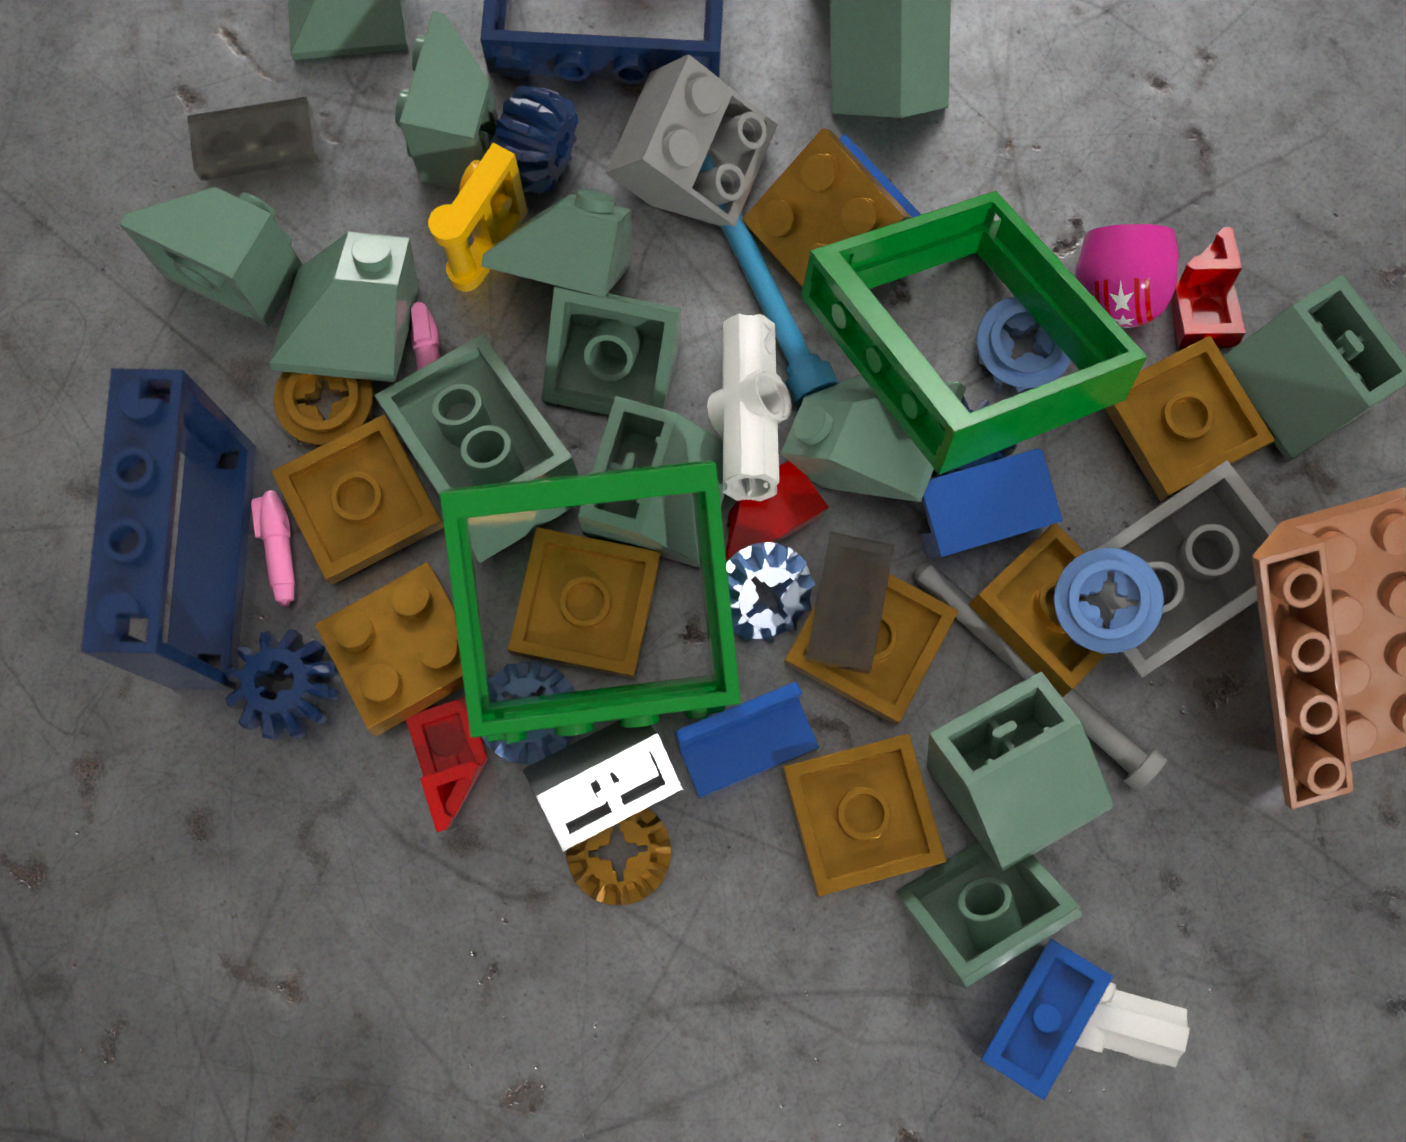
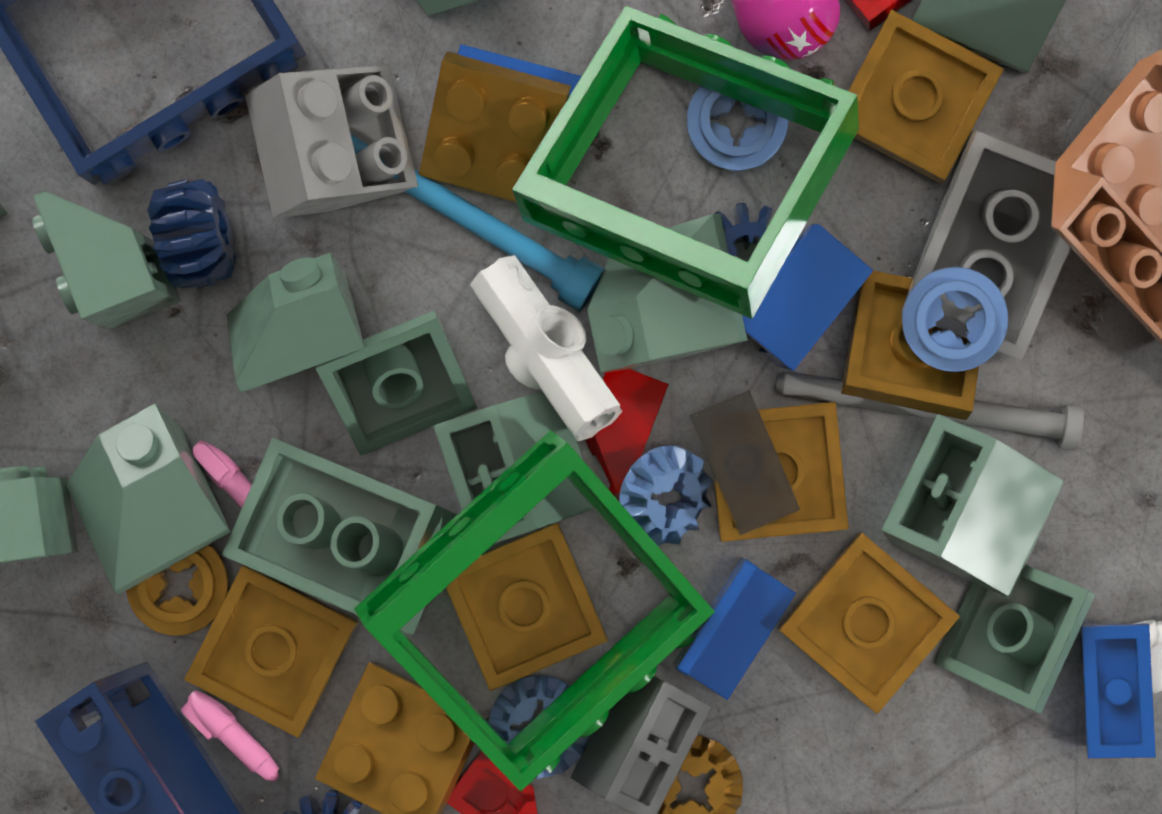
camera: 25 degrees left, 10 degrees up
(488, 206) = (201, 325): yellow plate -> none

